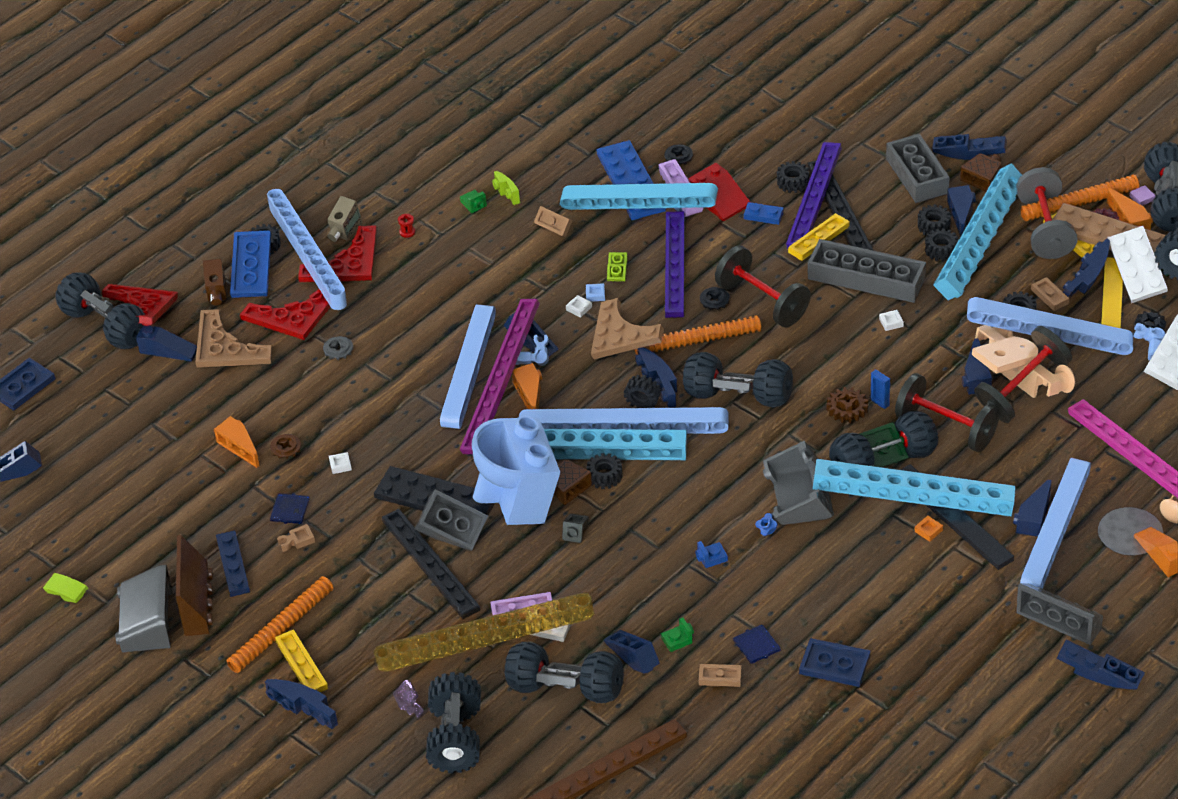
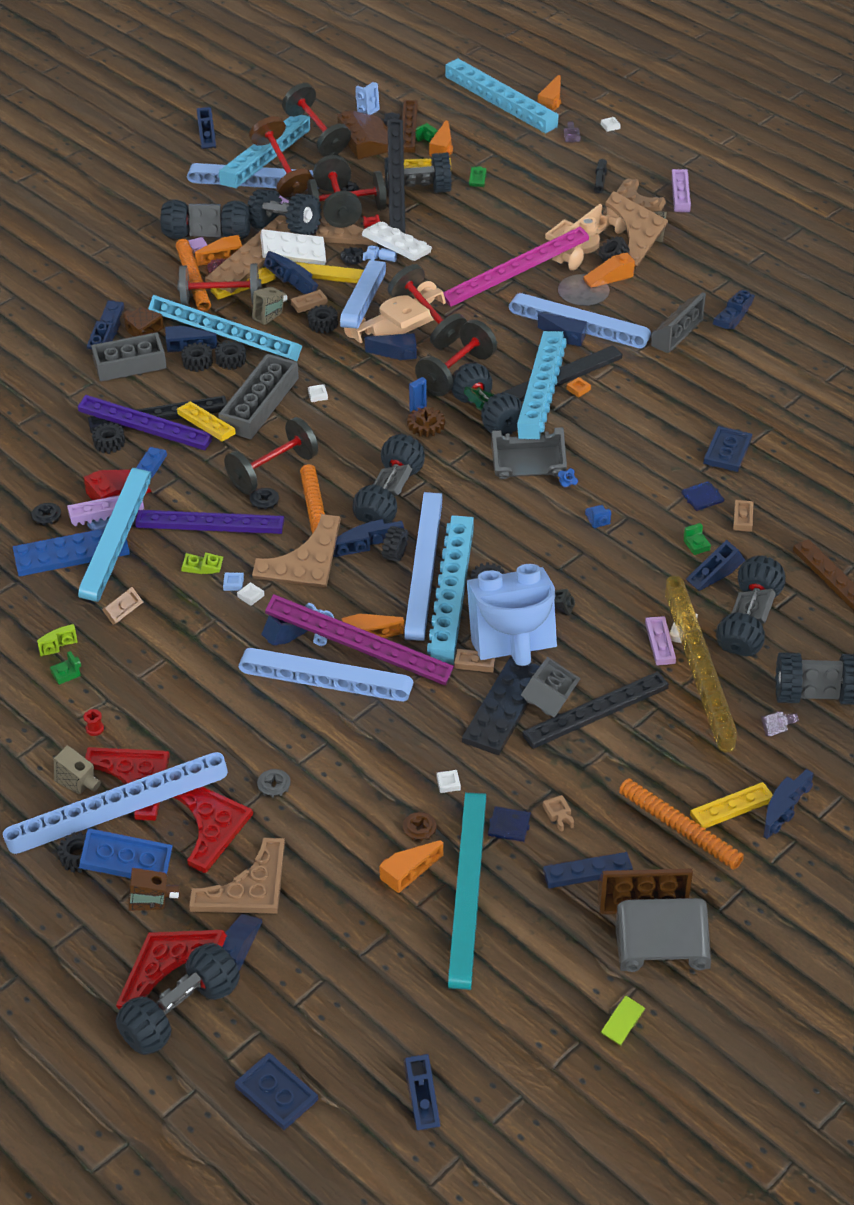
camera: 90 degrees left, 0 degrees up
(213, 480) = (467, 892): none -> teal beam
(1029, 258) = (267, 304): none -> dark tan torso

